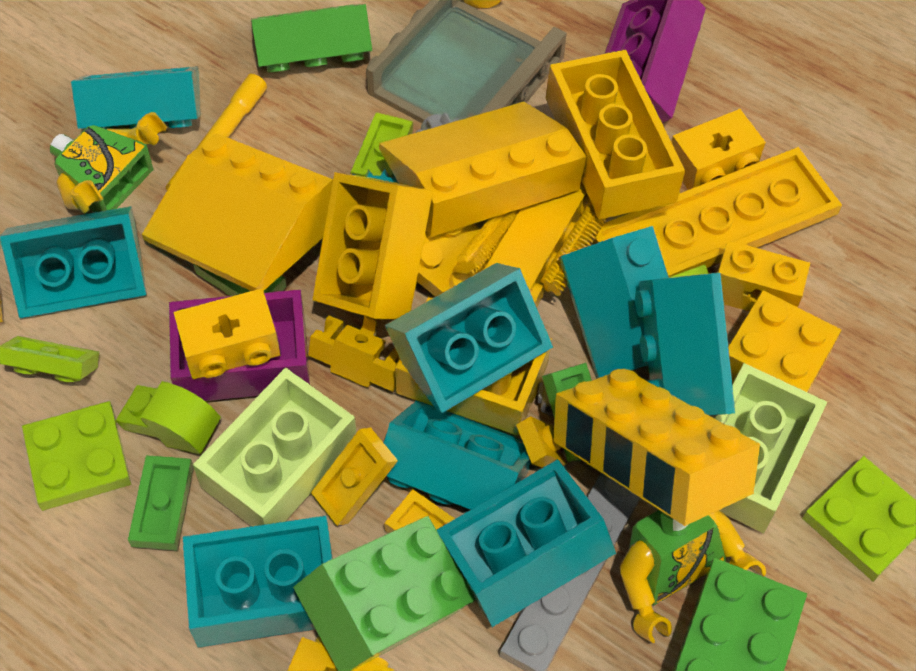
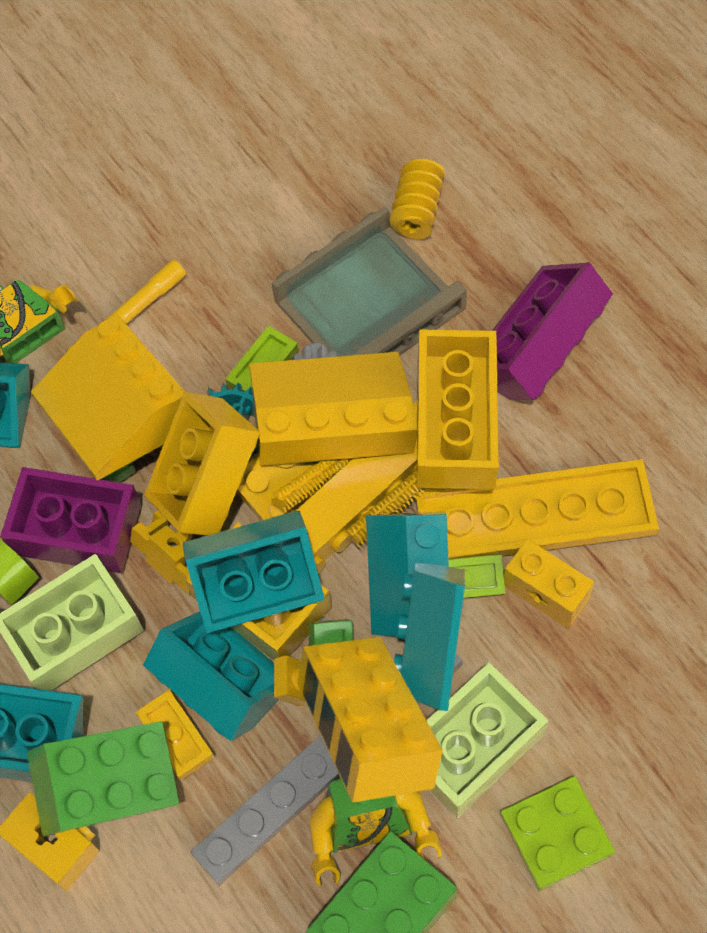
camera: 25 degrees right, 5 degrees up
(129, 96) = (70, 257): teal slope -> none
(227, 334) = (53, 513): yellow brick -> none
(312, 36) = (239, 233): bright green slope -> none
(354, 476) = (122, 664): yellow plate -> none
(527, 541) = (236, 768): teal slope -> none
(717, 148) = (545, 440): yellow brick -> none
(782, 342) = (537, 654): yellow brick -> none

